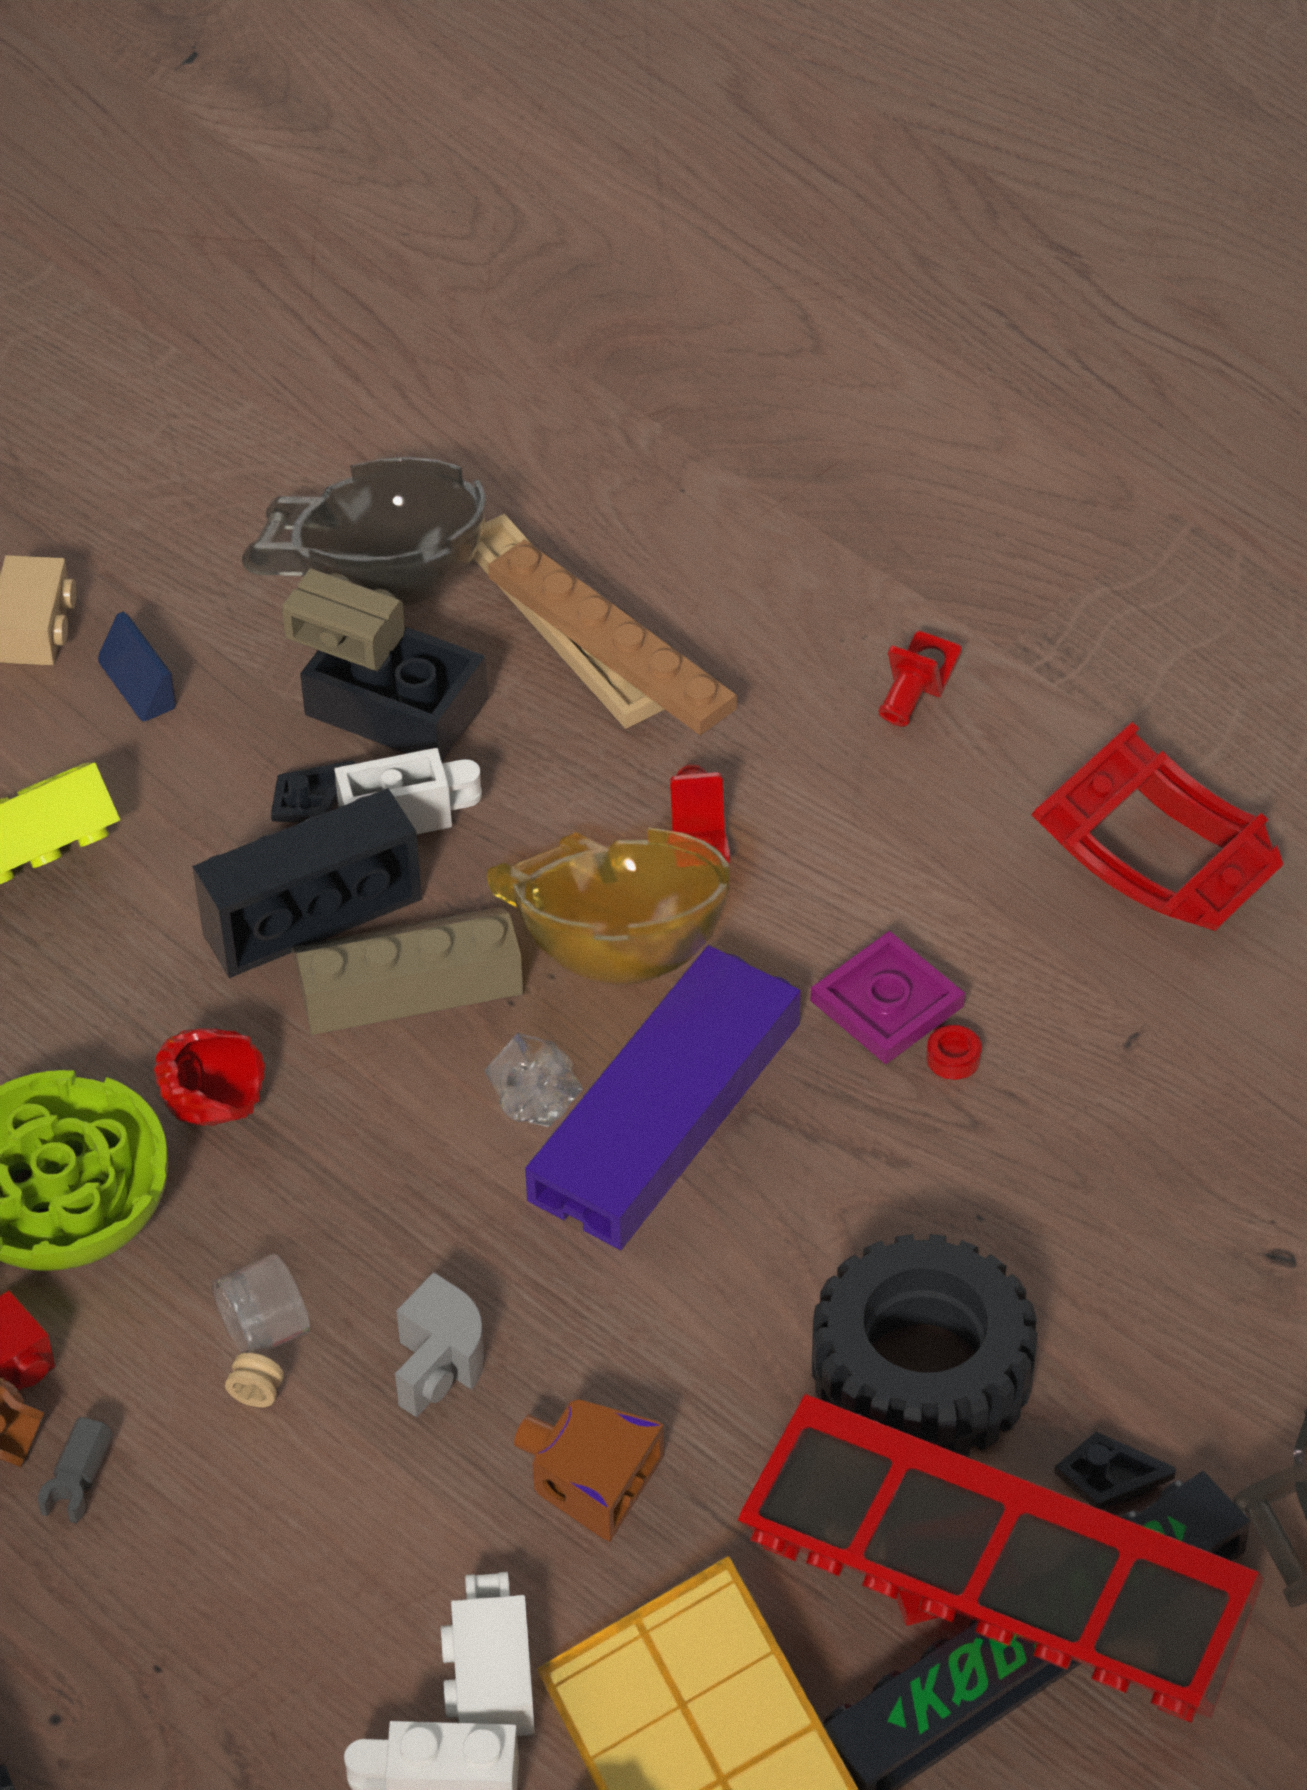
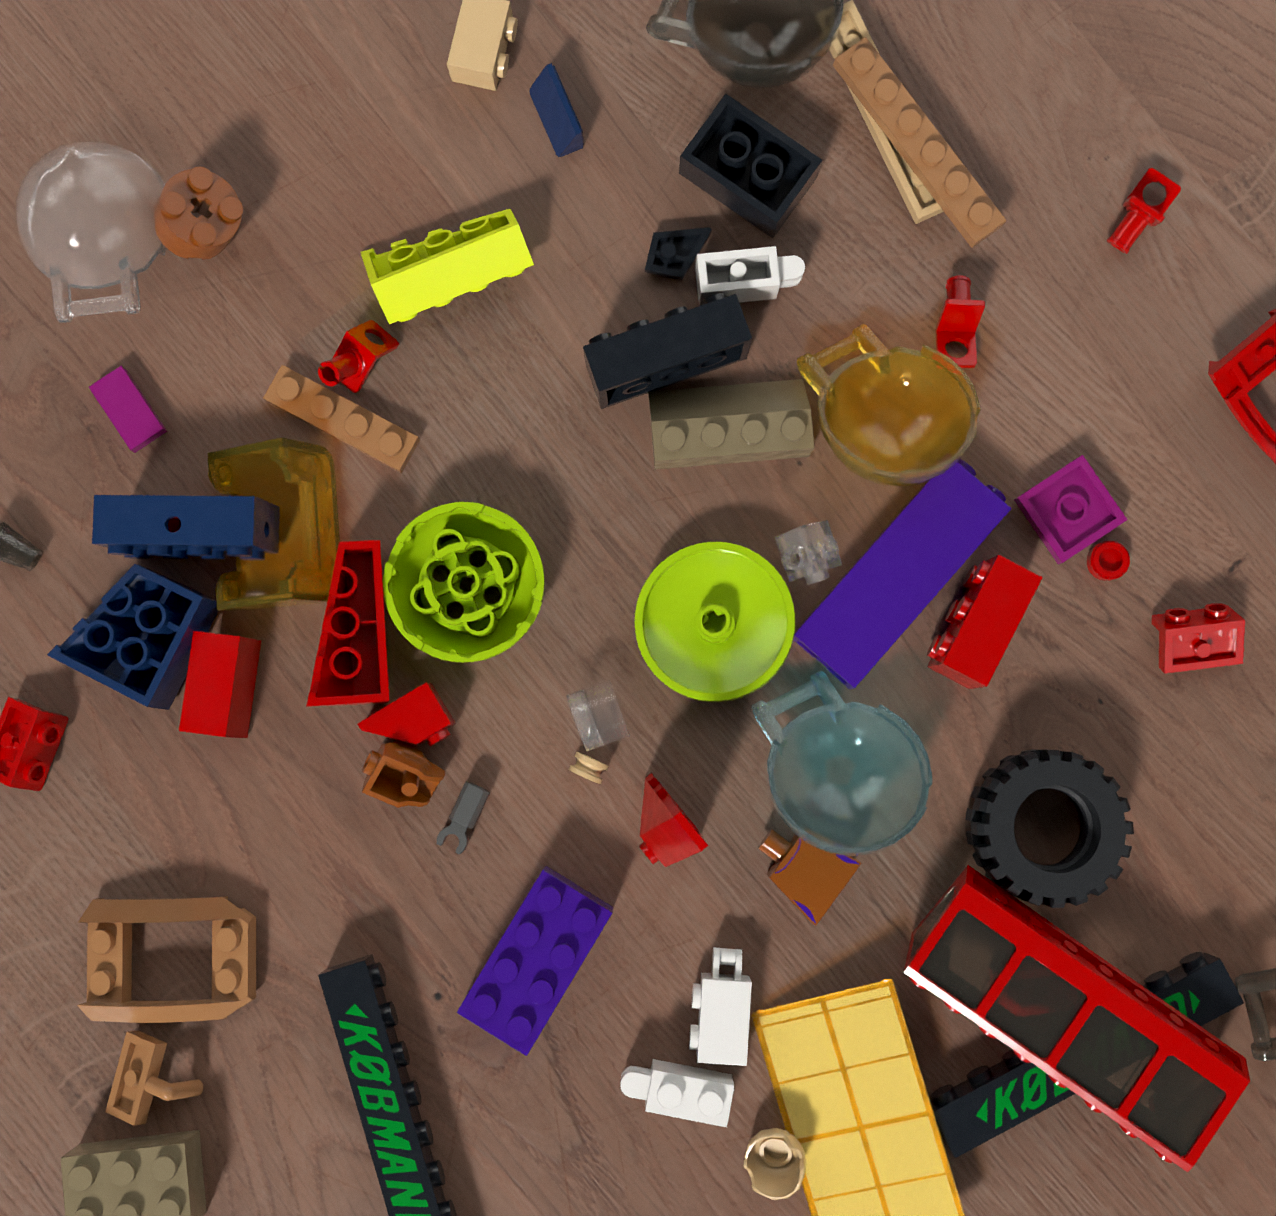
camera: 10 degrees right, 35 degrees up
(199, 1626) = (535, 960): none -> dark purple brick
(209, 1075) = (579, 514): red hair -> none
(343, 619) = (719, 114): dark tan brick -> none
(381, 1398) = (665, 827): none -> red wedge
(413, 1173) = (715, 621): none -> lime dish
(446, 1340) = (726, 753): light grey brick -> none
(616, 1314) = (844, 771): none -> clear light blue windscreen
(783, 1120) = (983, 621): none -> red brick
(1095, 1117) = (1199, 638): none -> red bracket
(1110, 1471) = (1153, 928): black piece -> none

